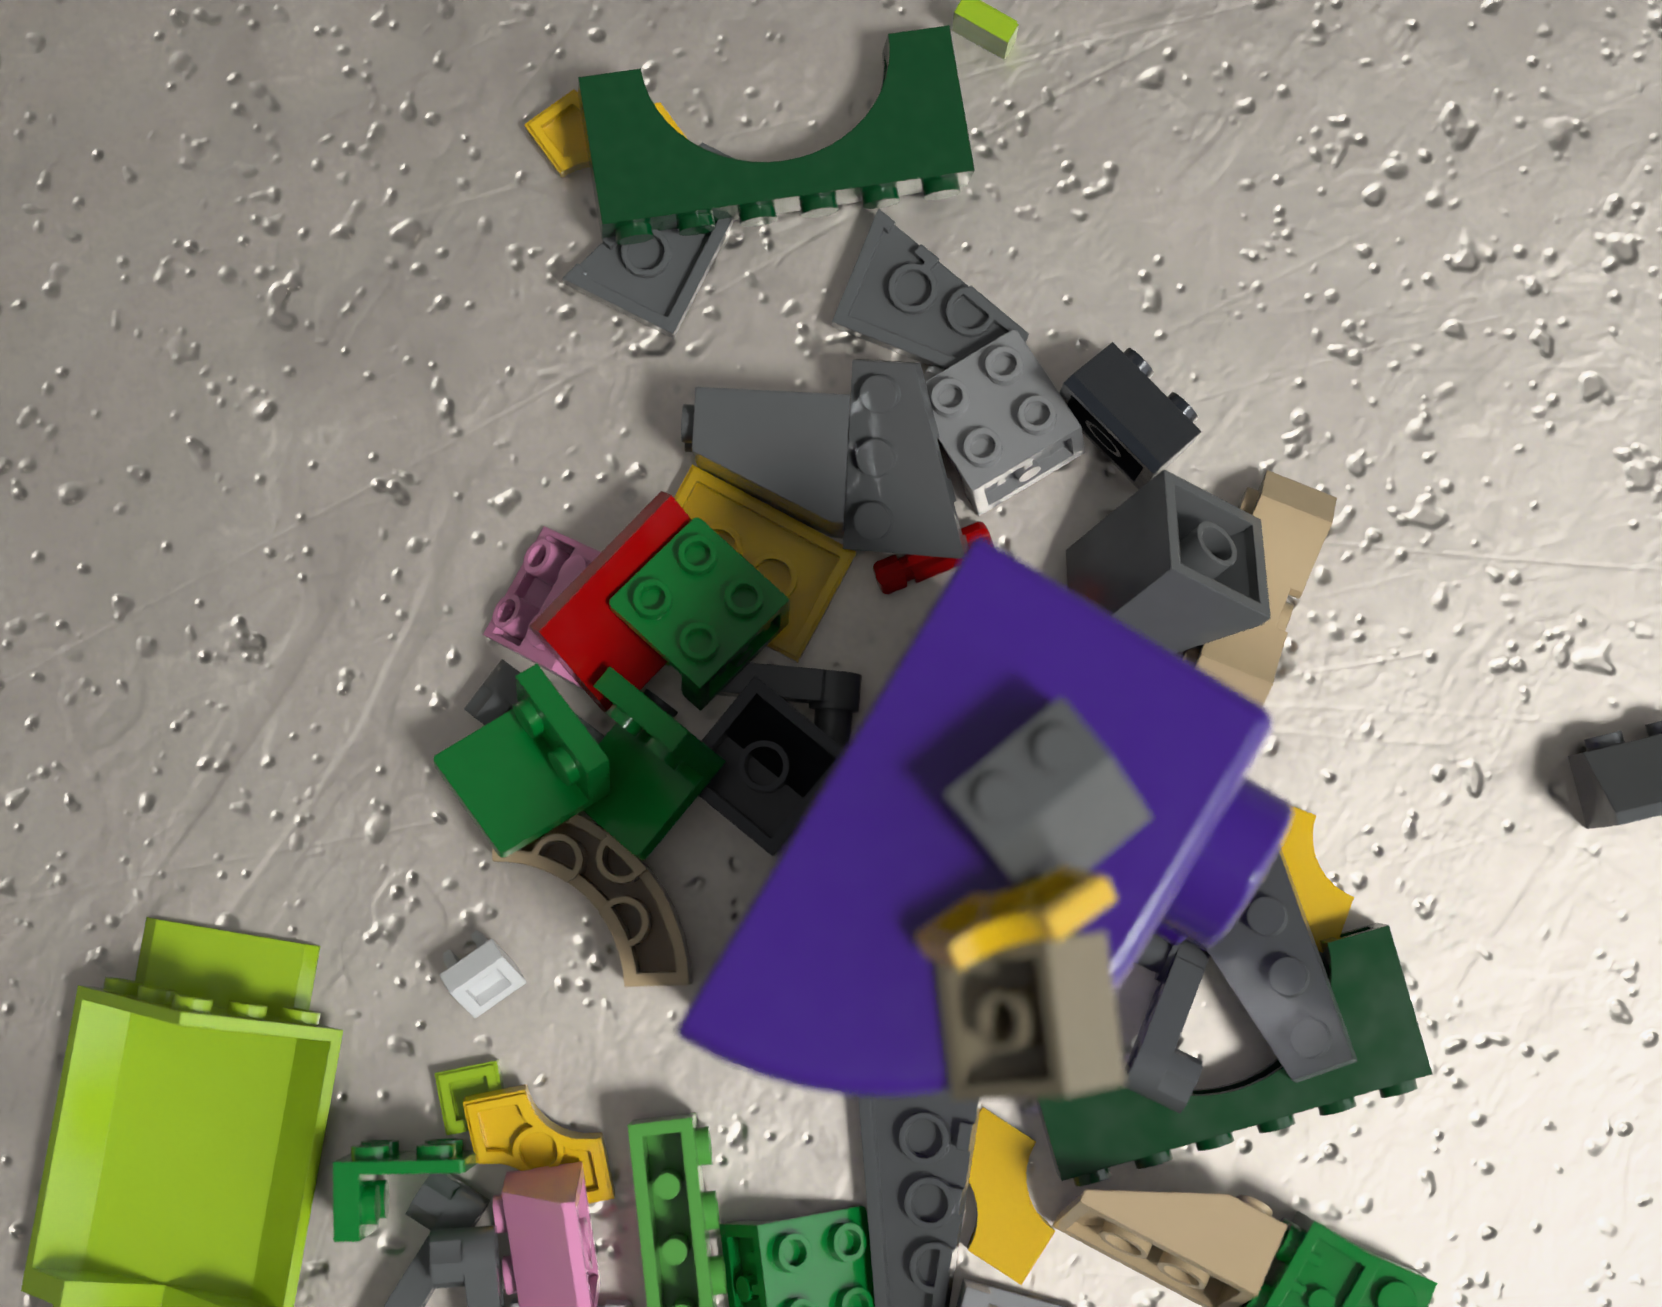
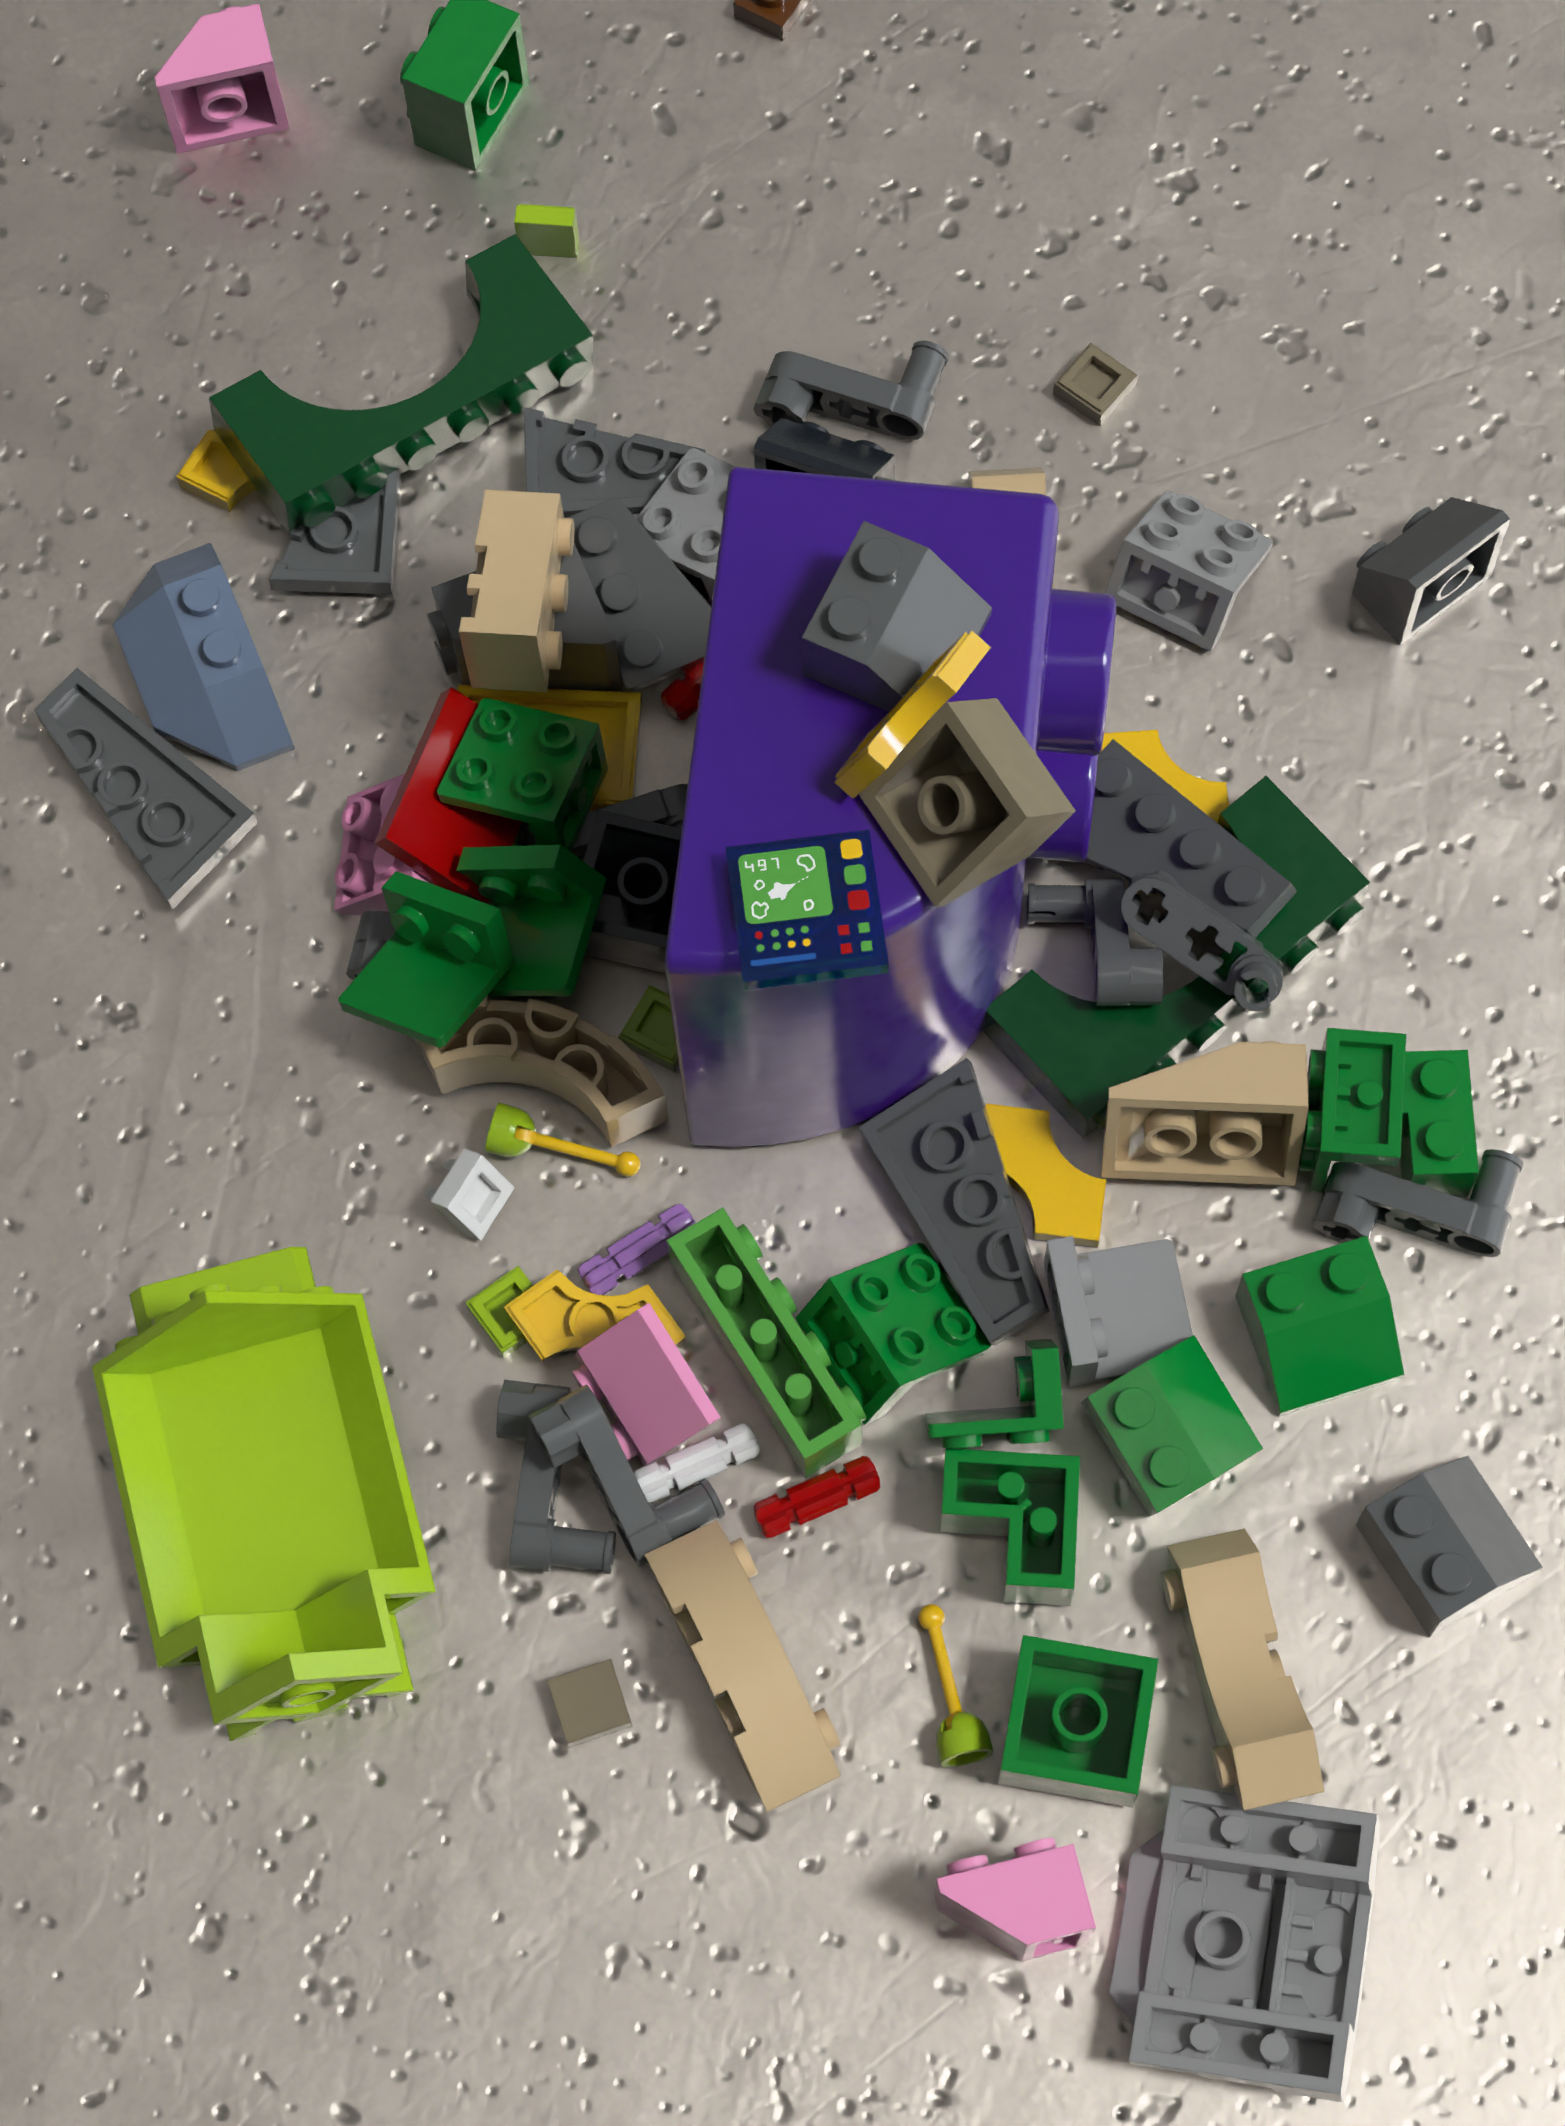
camera: 25 degrees left, 15 degrees down
(364, 1199) = (452, 1384): green bracket -> none
(365, 447) = (151, 793): none -> dark grey wing
(465, 325) = (200, 663): none -> sand blue wedge
(549, 934) = (514, 1133): none -> hinge
(608, 1096) = (634, 1251): none -> medium lavender axle
(724, 890) = (651, 1029): none -> lime tile
(769, 440) = (517, 591): none -> tan wedge
(829, 1049) = (807, 910): none -> clear blue tile
(1148, 304) = (809, 384): none -> dark grey beam
(1227, 1035) = (1186, 912): none -> dark grey beam
(1426, 664) = (1186, 567): none -> light grey bracket
(1432, 429) = (1095, 384): none -> dark tan tile

